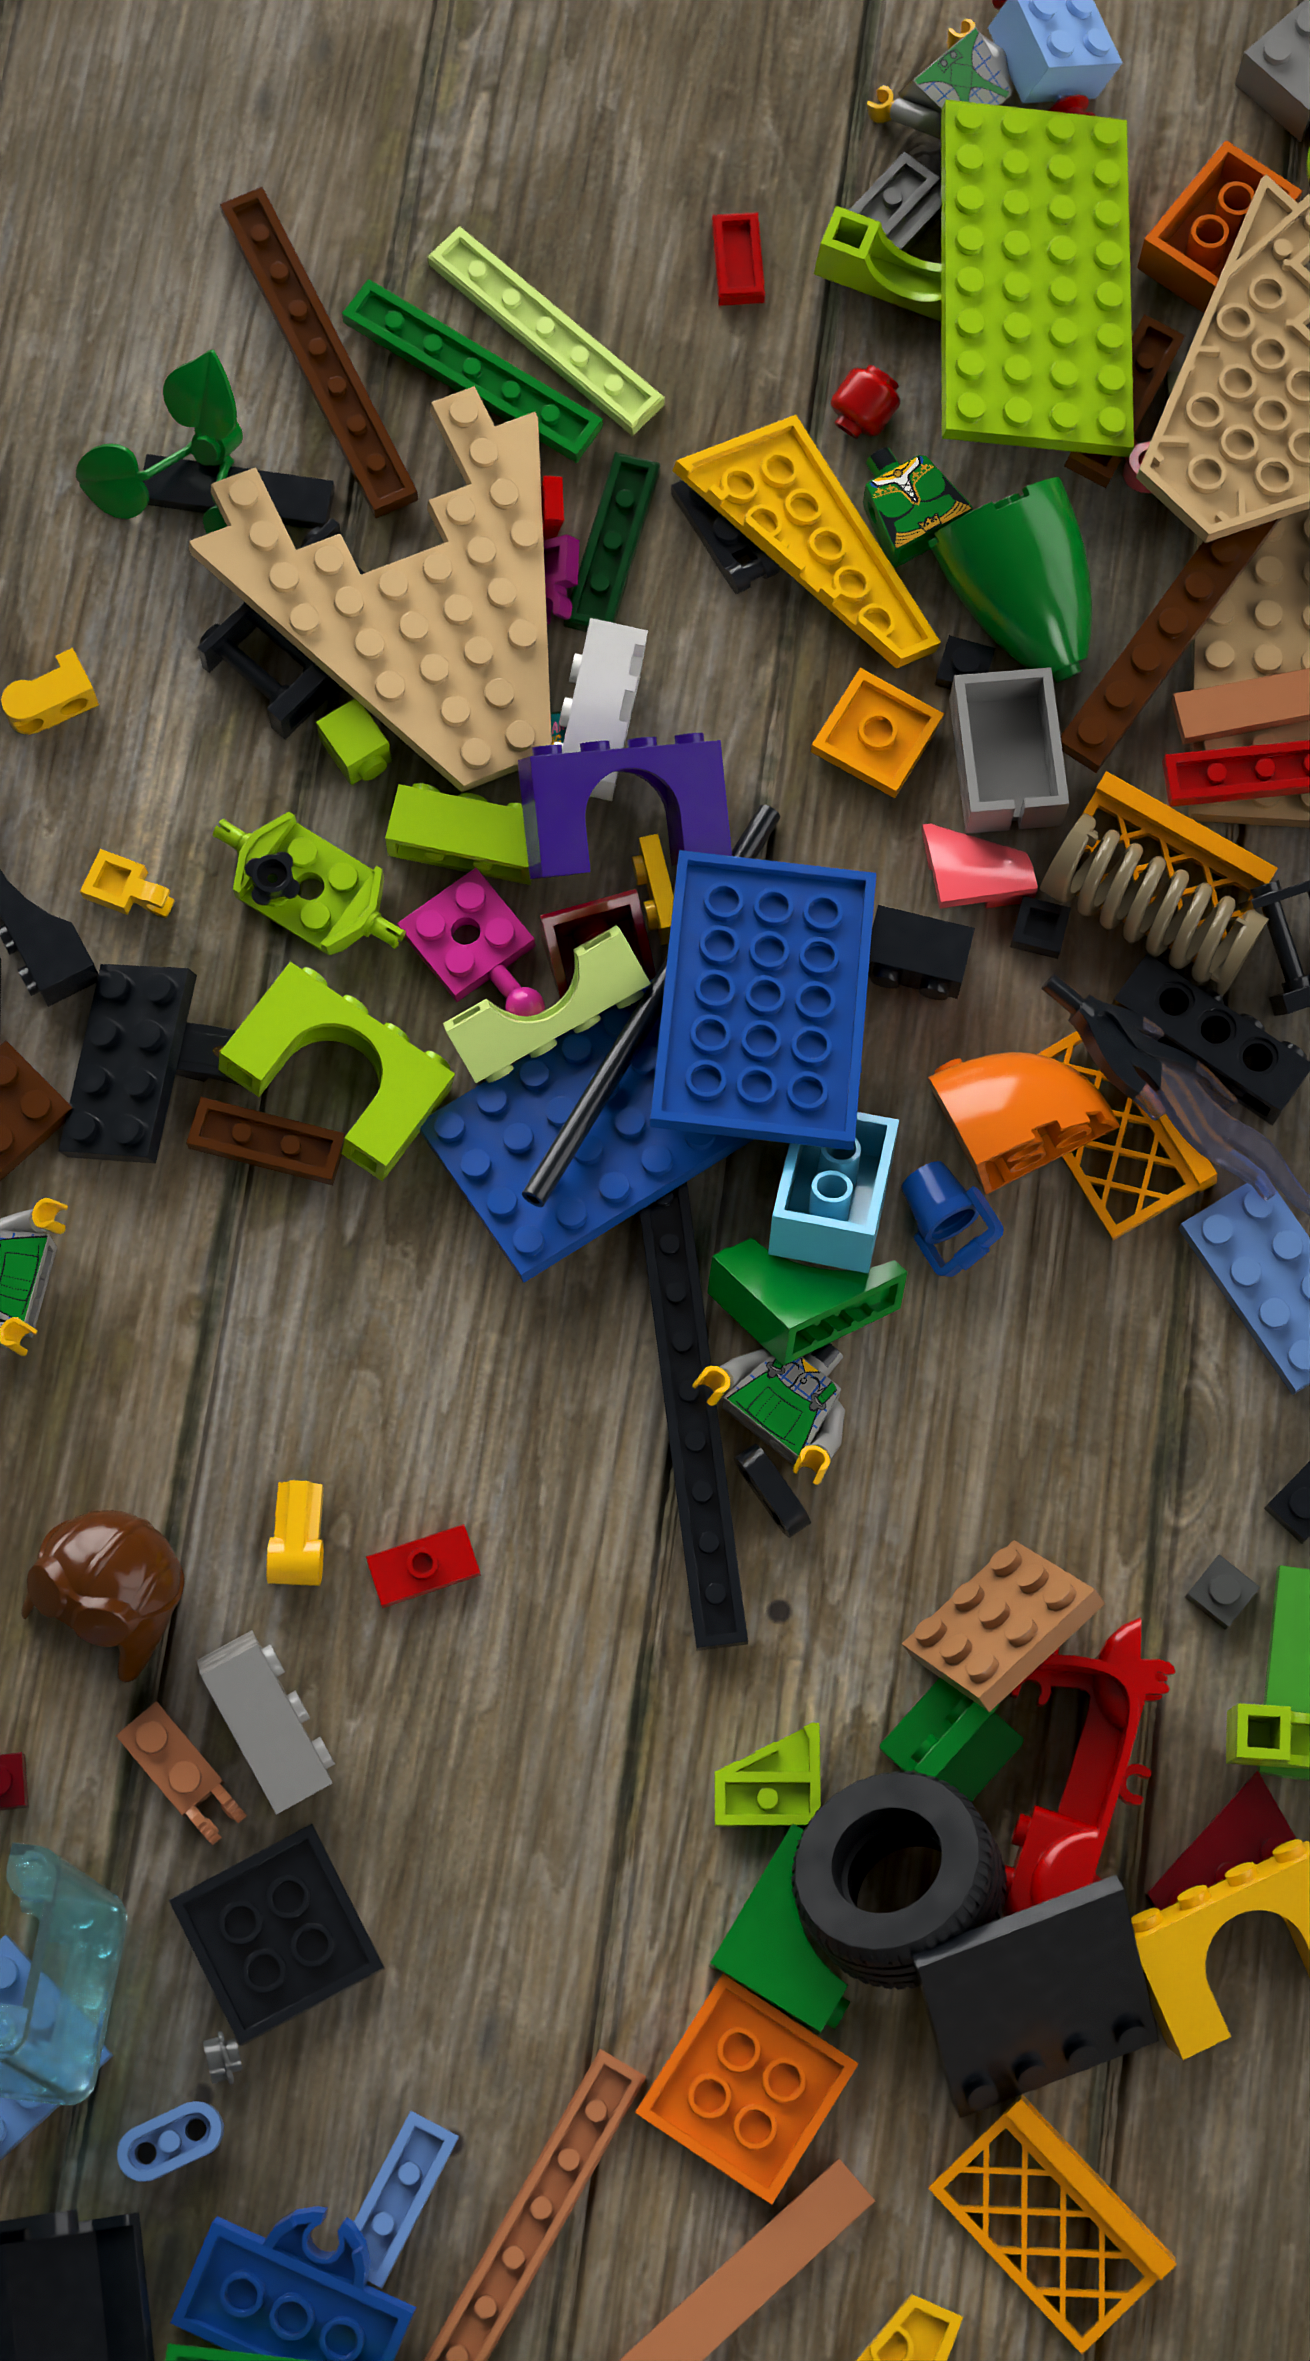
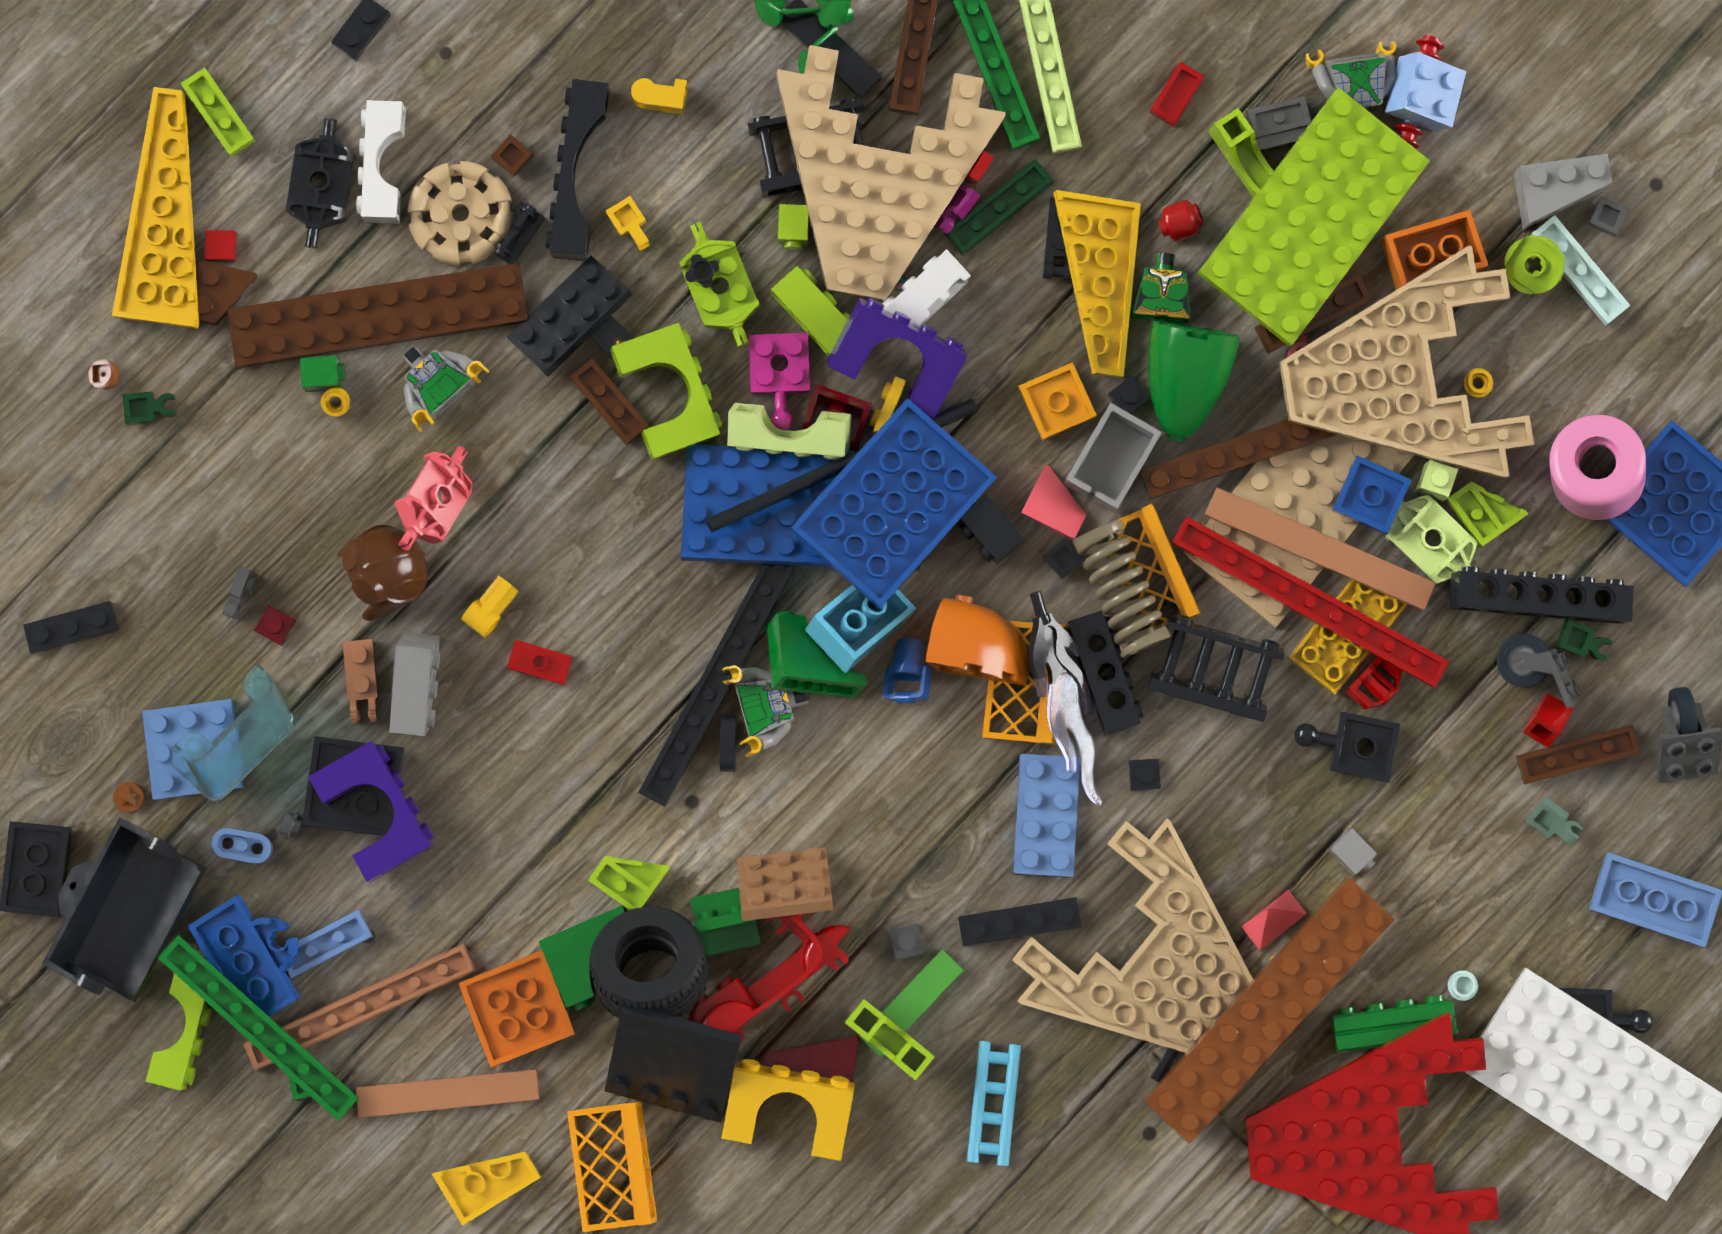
camera: 35 degrees right, 10 degrees up
(106, 1458) = (421, 509): none -> coral plate
(283, 1887) = (369, 768): none -> dark purple arch

